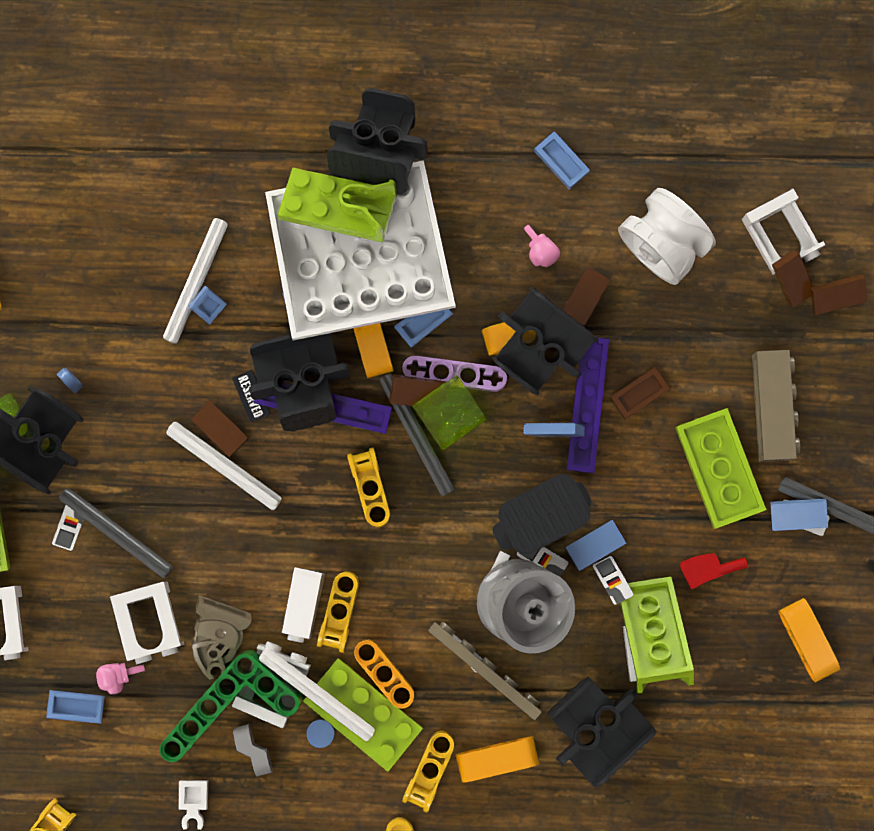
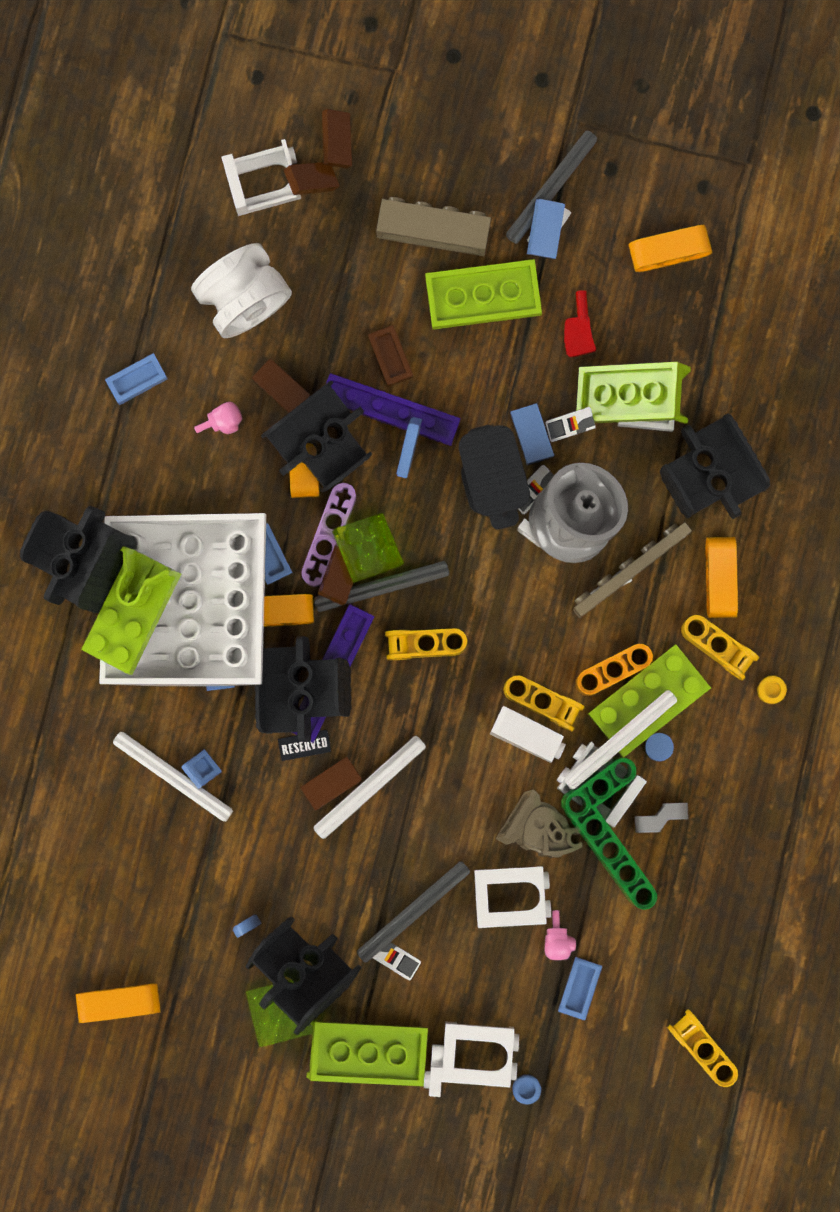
camera: 75 degrees left, 0 degrees up
(193, 798) = (696, 887): white plate -> none

